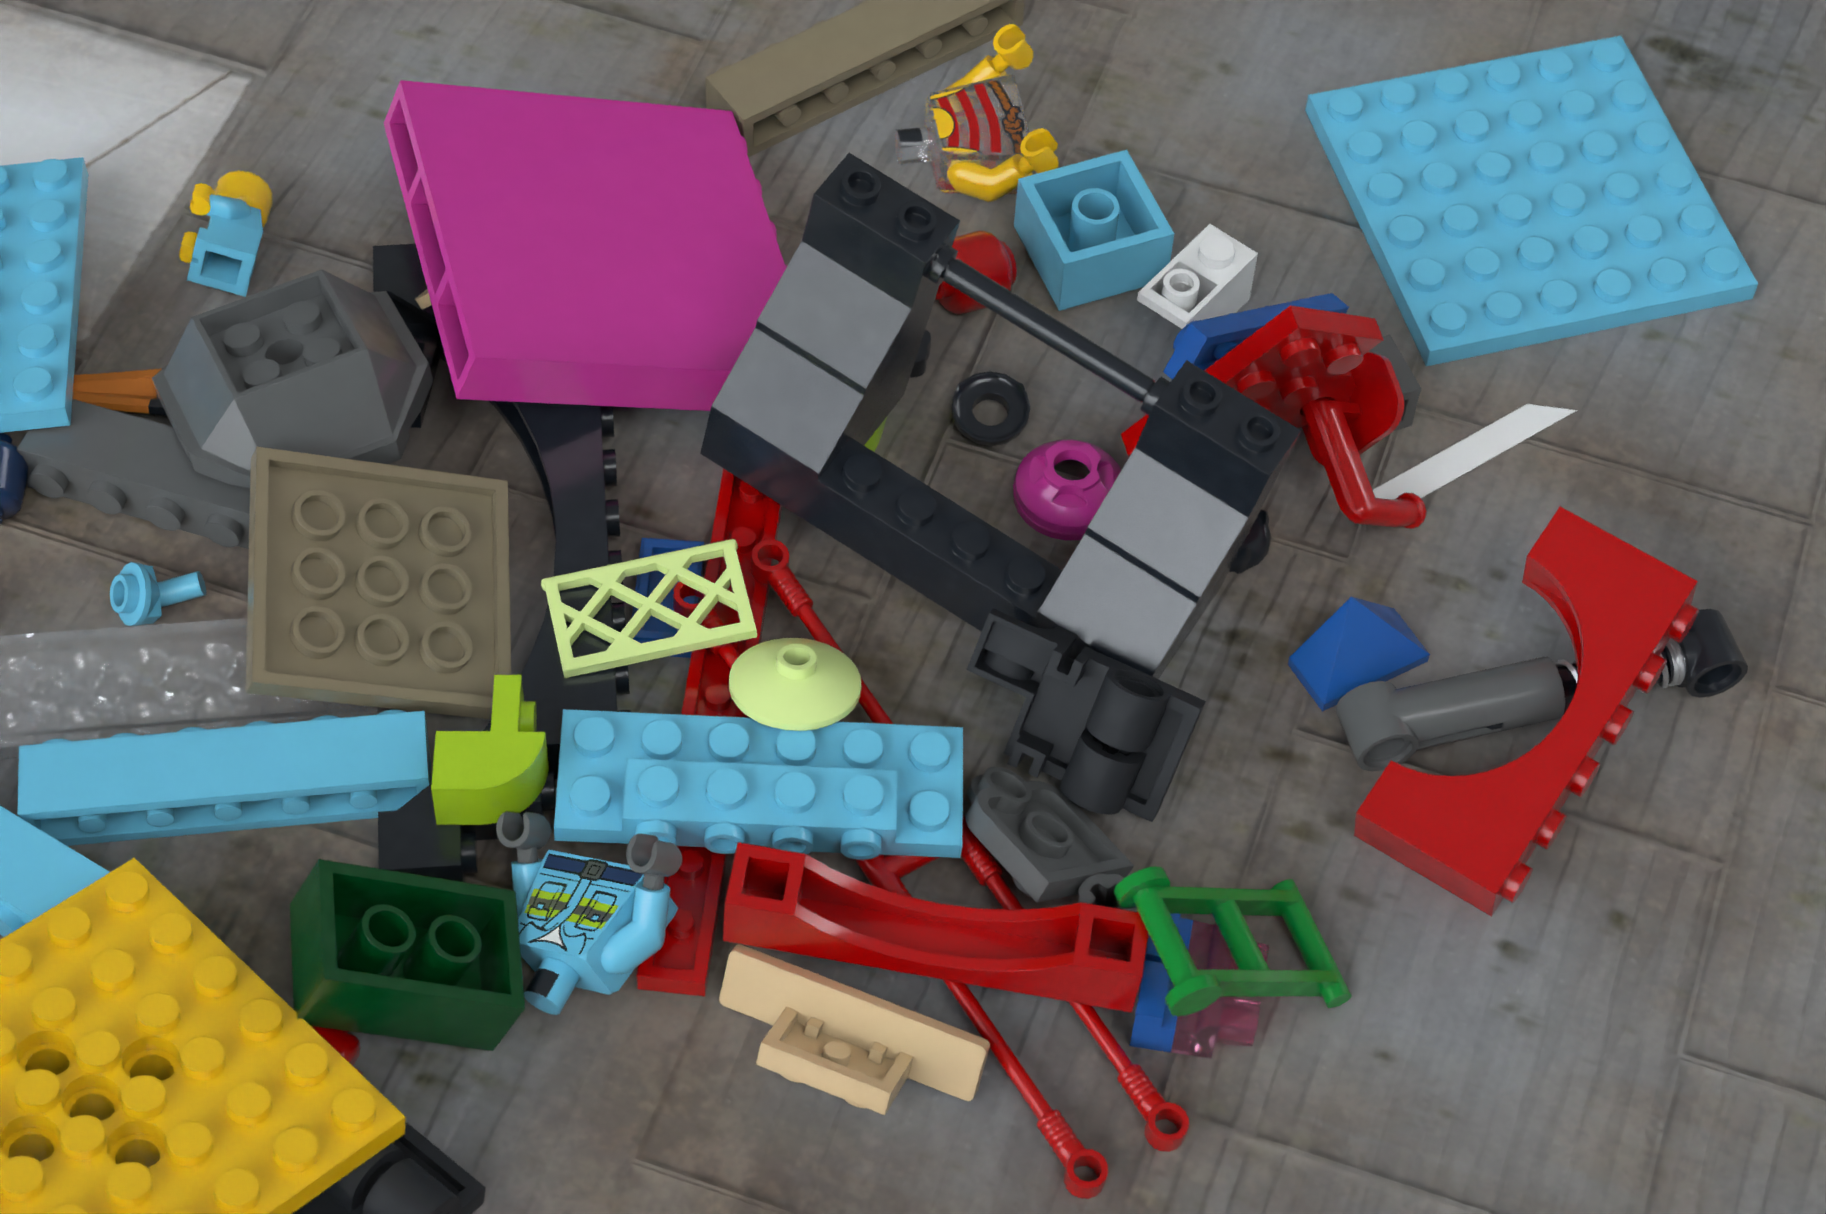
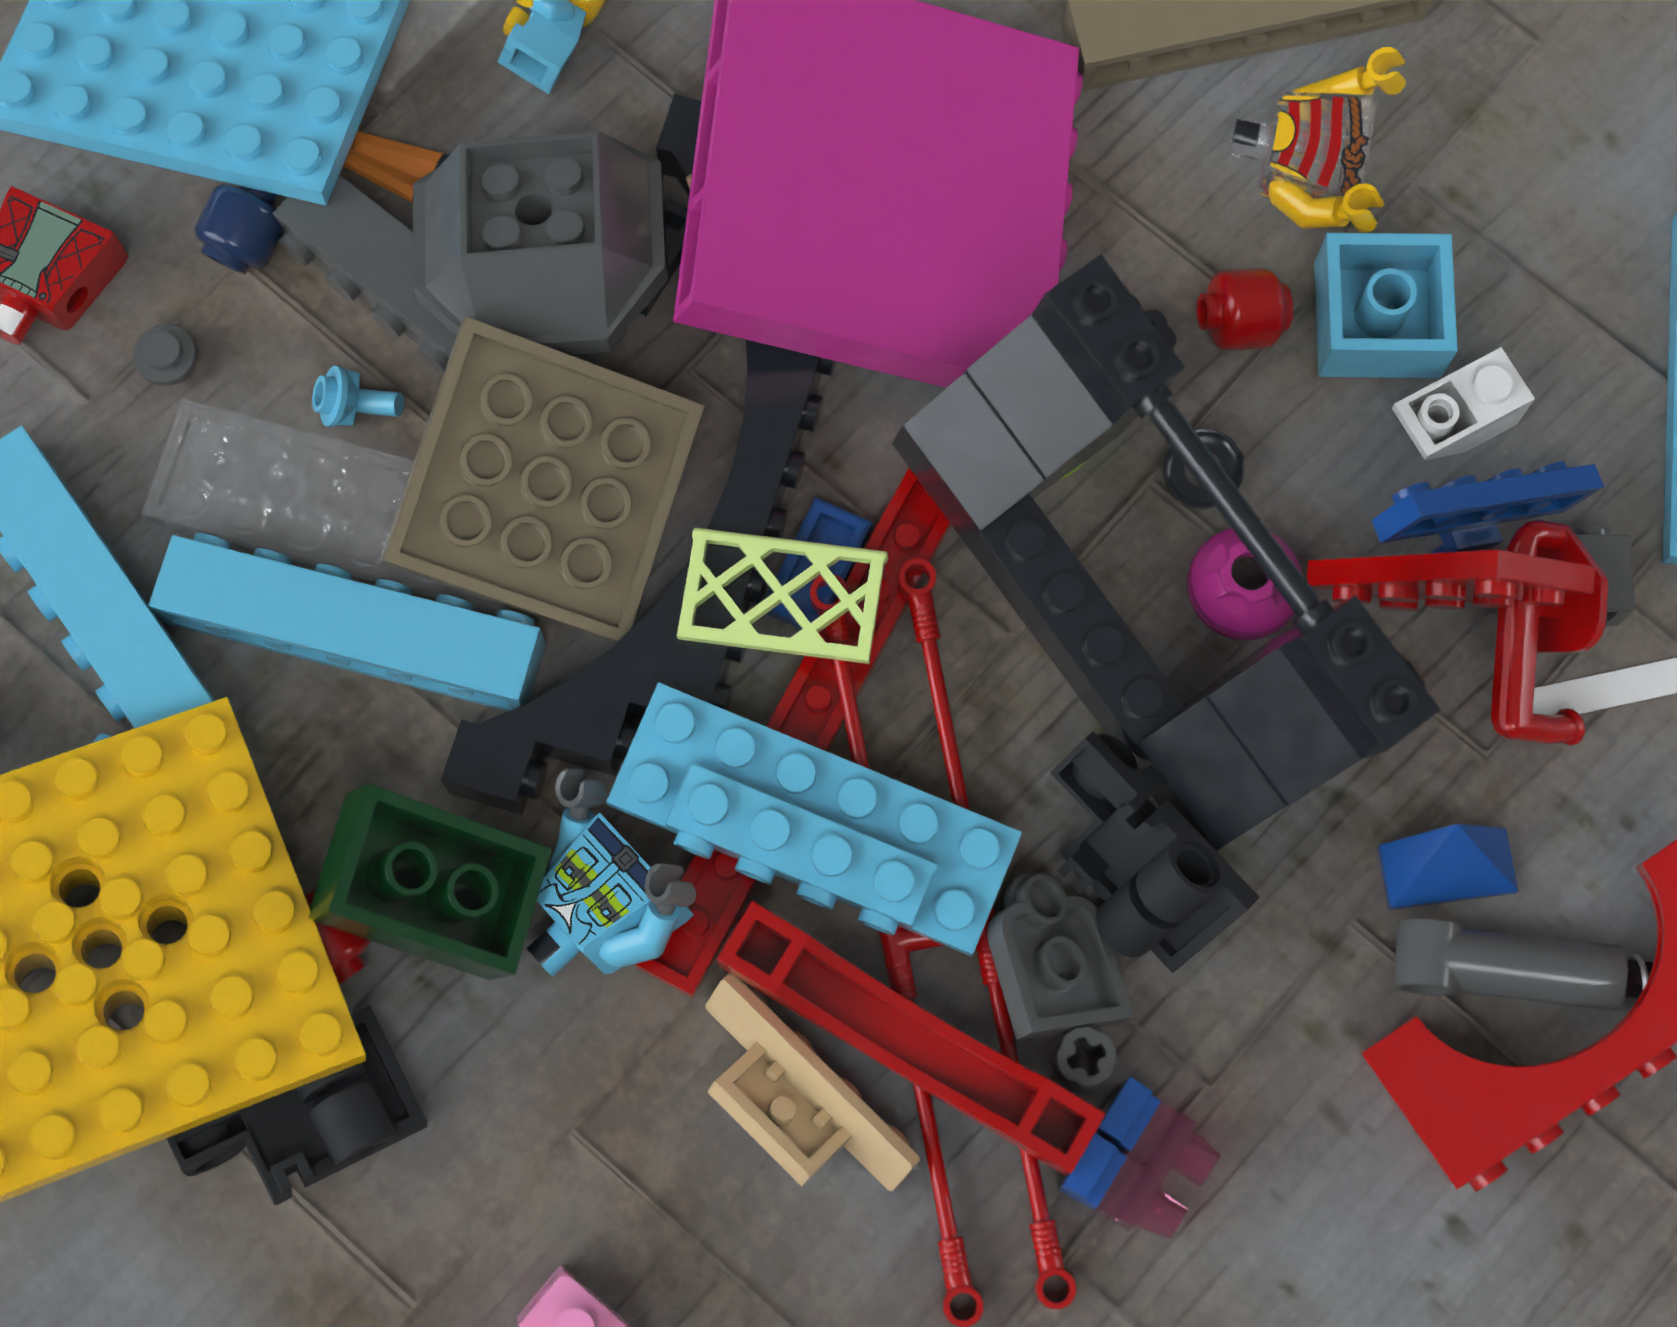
camera: 25 degrees right, 20 degrees up
(493, 770) = (570, 728): lime brick -> none
(795, 684) = (876, 753): yellowish green dish -> none
(1198, 988) = (1113, 1206): green piece -> none

